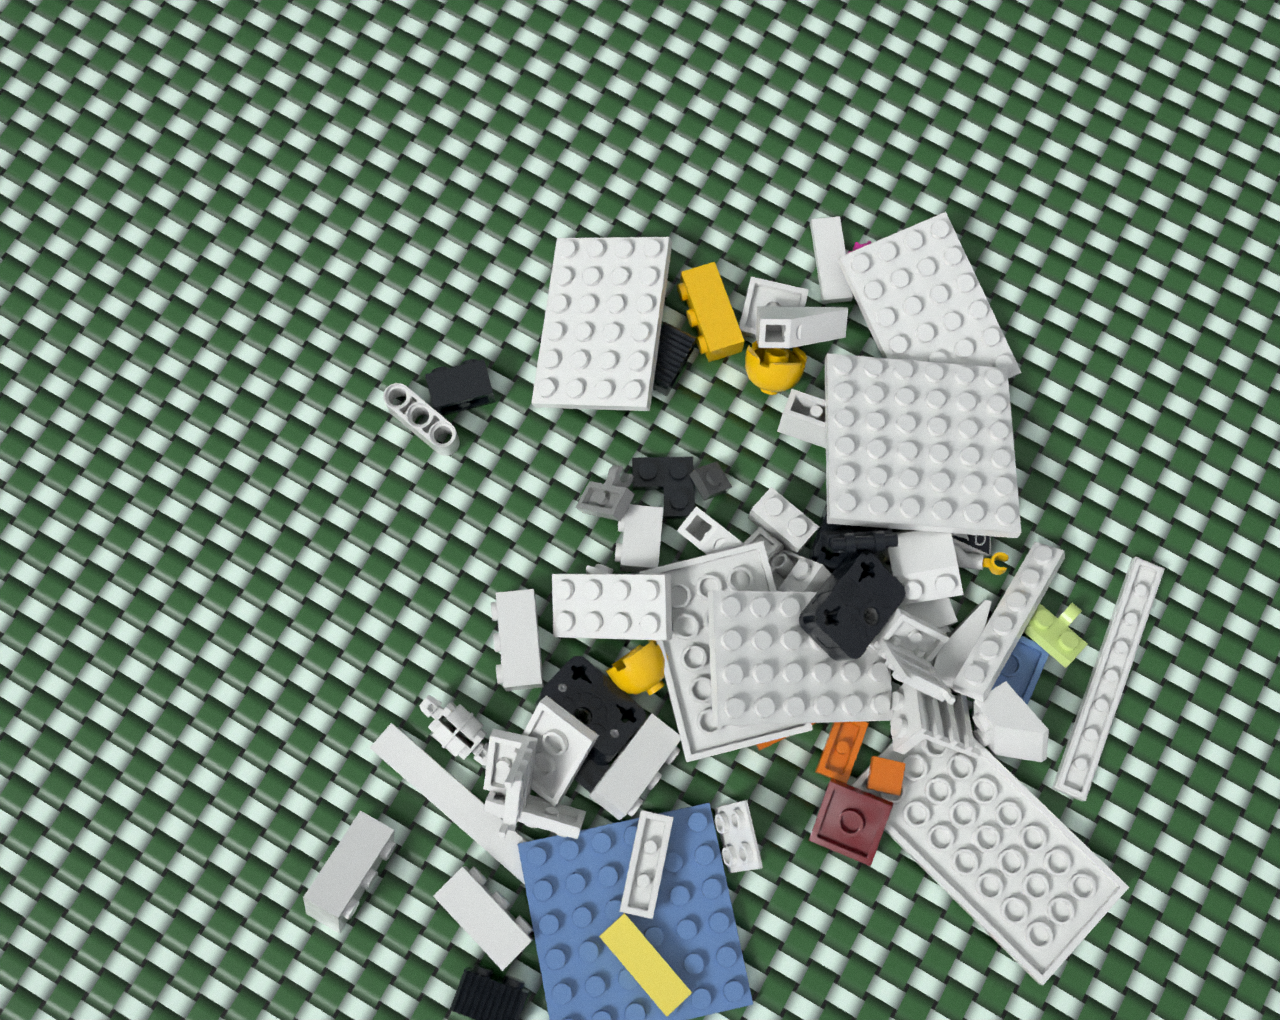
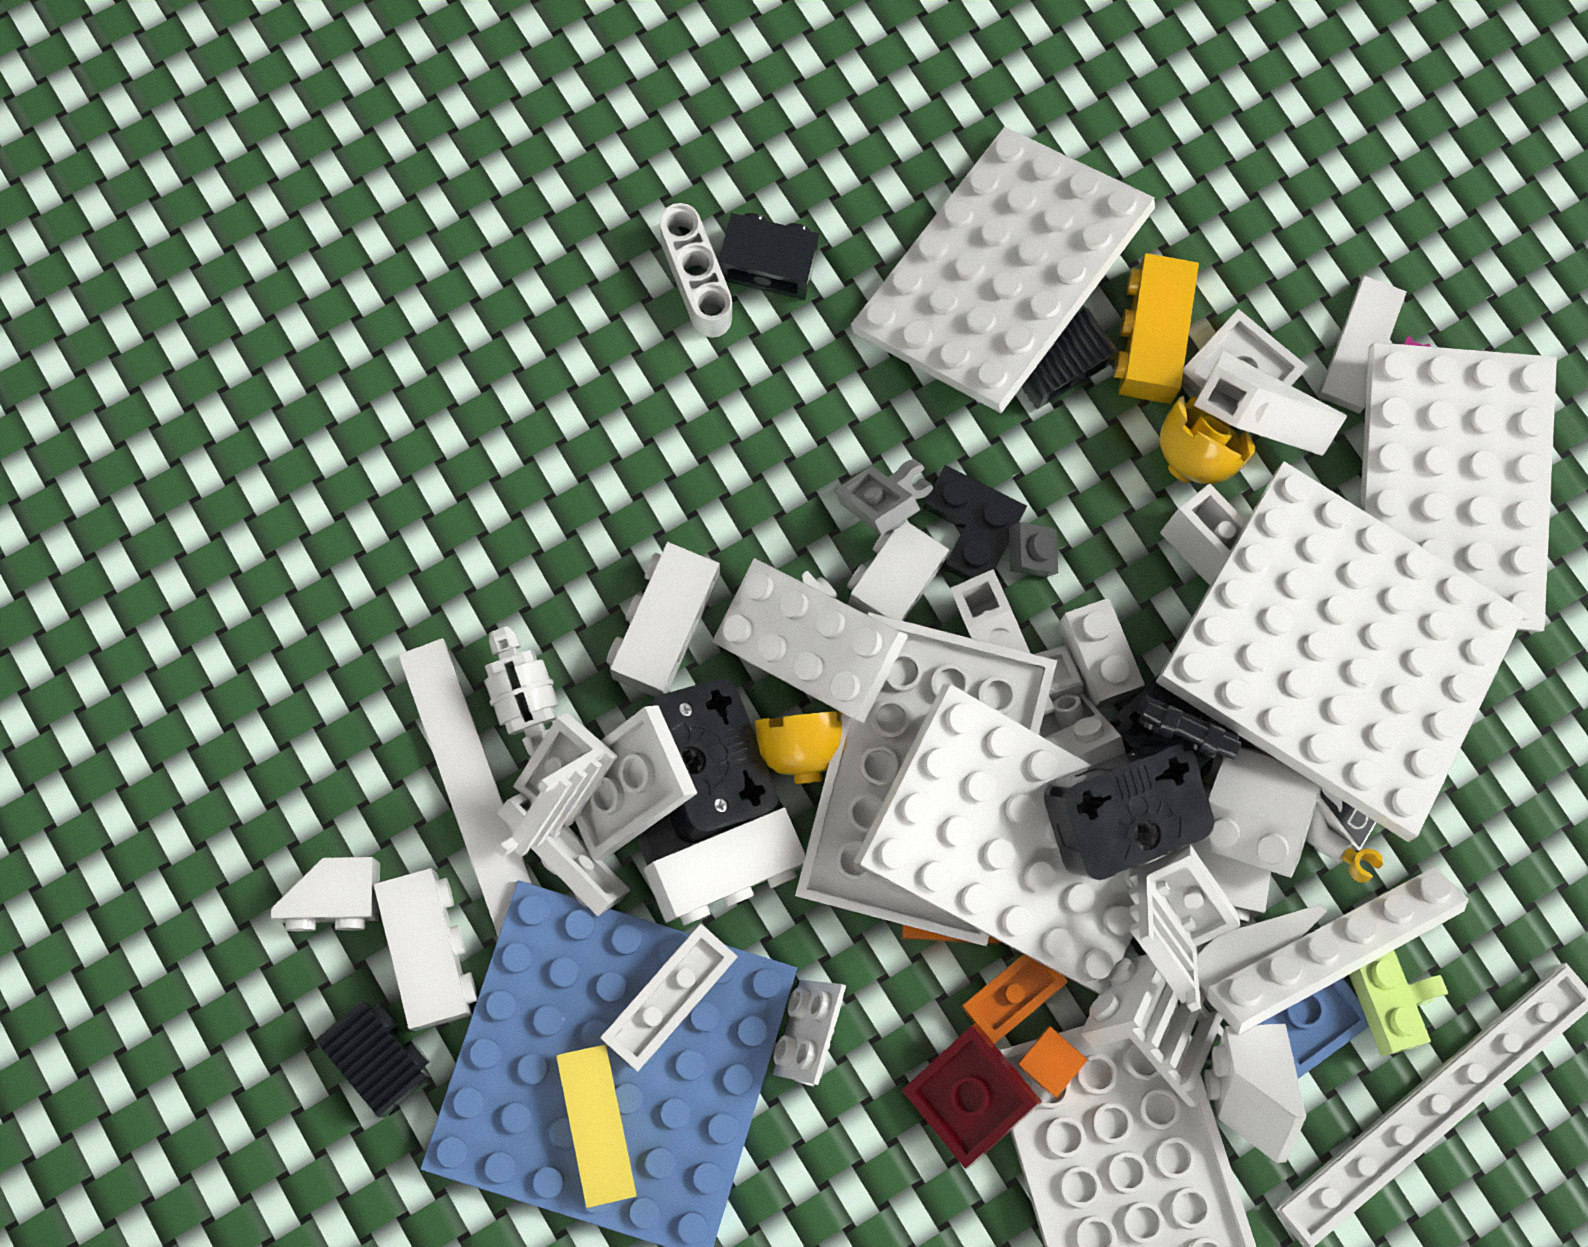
camera: 25 degrees right, 0 degrees up
(349, 872) = (285, 795): white wedge -> none
(409, 913) = (332, 892): none -> white slope

